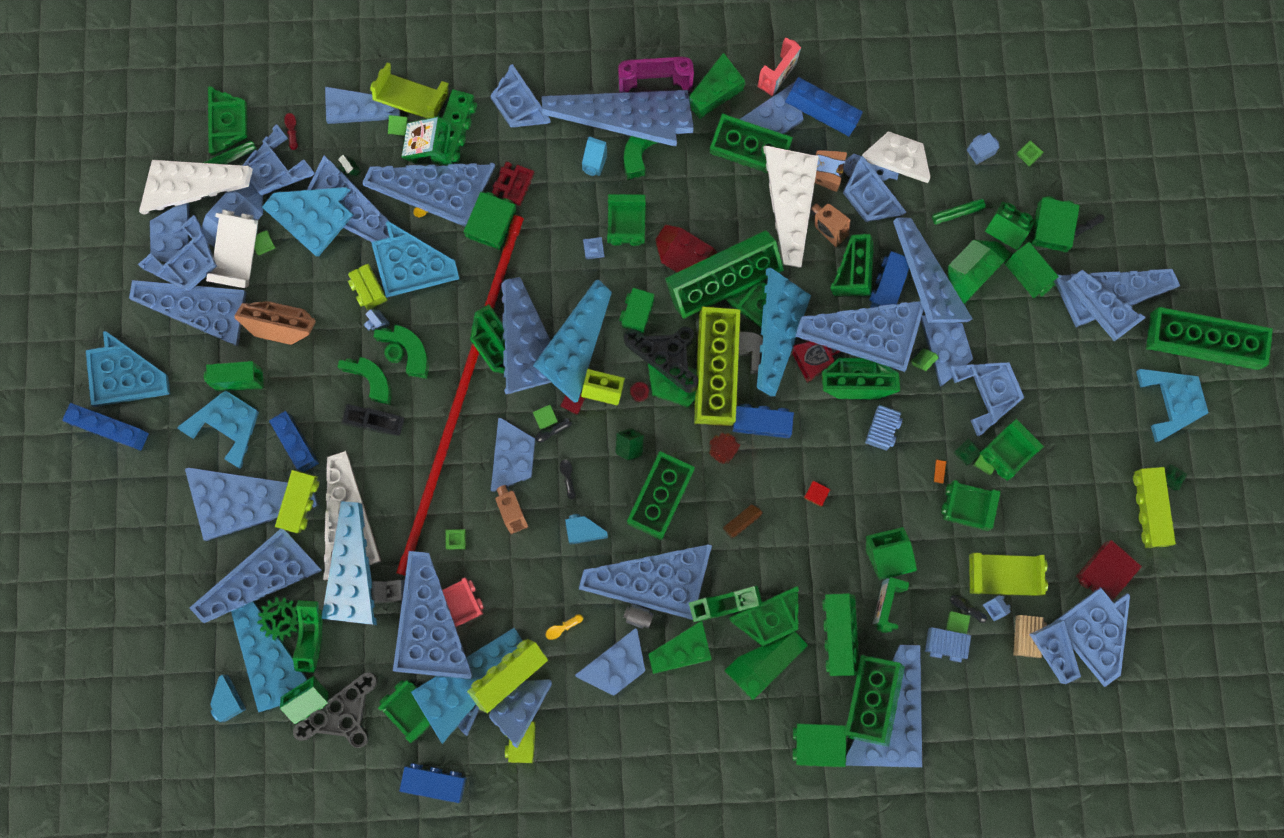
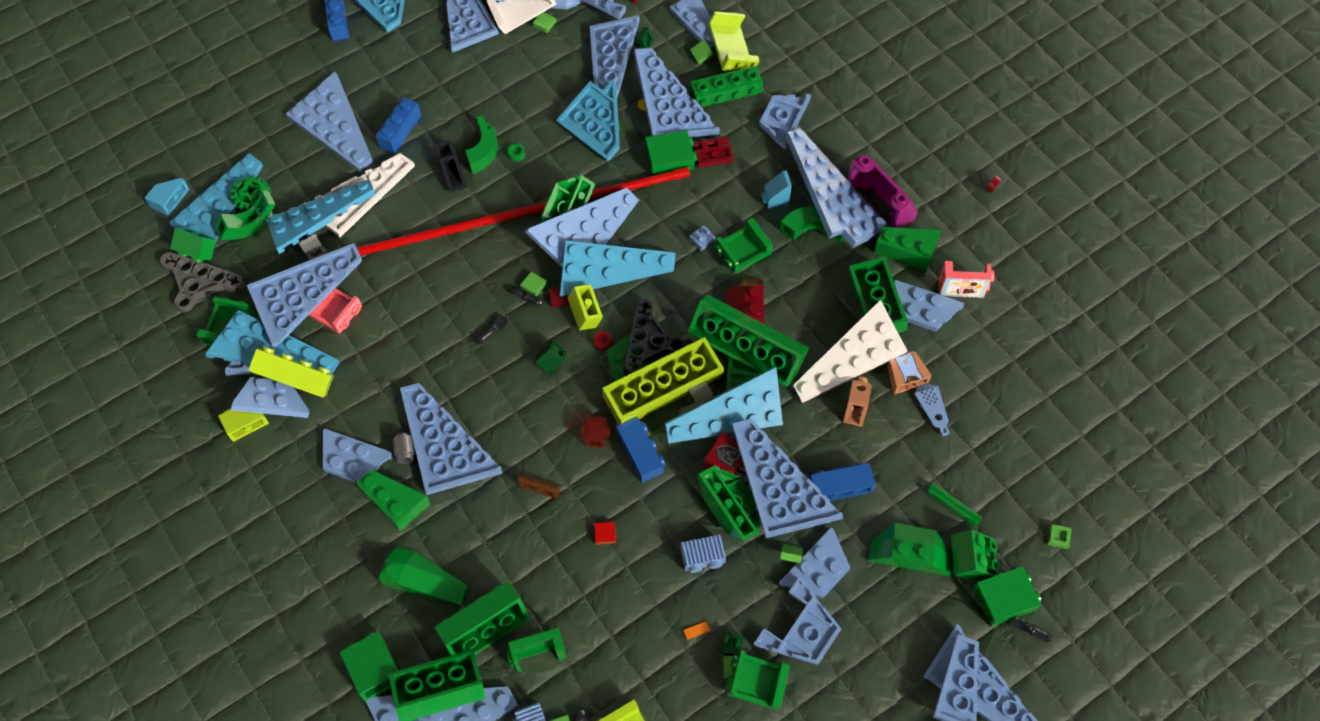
camera: 60 degrees right, 15 degrees down
(229, 417) = (392, 81): dark azure wing -> none
(234, 376) = (424, 58): green brick -> none
(266, 570) = (285, 165): medium blue wing -> none
(275, 321) = (485, 59): nougat wedge -> none
(297, 501) = (349, 149): lime brick -> none
(311, 215) = (586, 37): dark azure wing -> none
(367, 287) = (555, 103): lime brick -> none
(376, 320) = (533, 124): medium blue tile -> none
(417, 355) = (526, 163): green arch -> none
(426, 139) = (701, 71): panel -> none
(433, 783) = (173, 374): blue brick -> none
(456, 539) = (389, 278): bright green tile -> none
(510, 510) = (435, 300): nougat torso -> none
(512, 456) = (484, 279): medium blue wing -> none
(556, 630) = (355, 394): yellow piece -> none
(583, 530) = (453, 363): dark azure slope -> none
(637, 310) = (670, 298): green brick -> none
(660, 495) = (519, 403): green brick -> none
(725, 604) = (452, 508): green arch -> none
(770, 620) = (466, 558): green wing -> none
(823, 106) = (958, 334): blue brick -> none
(856, 269) = (833, 444): green wedge -> none
(870, 194) = (910, 420): medium blue wing -> none
(890, 553) = (586, 623): green slope -> none
(900, 156) = (965, 423): white wing -> none
(934, 288) = (863, 517): medium blue wing -> none
(970, 506) = (680, 674): green panel -> none
(983, 147) = (1029, 490): medium blue brick -> none
(1032, 270) = (943, 596): green brick -> none

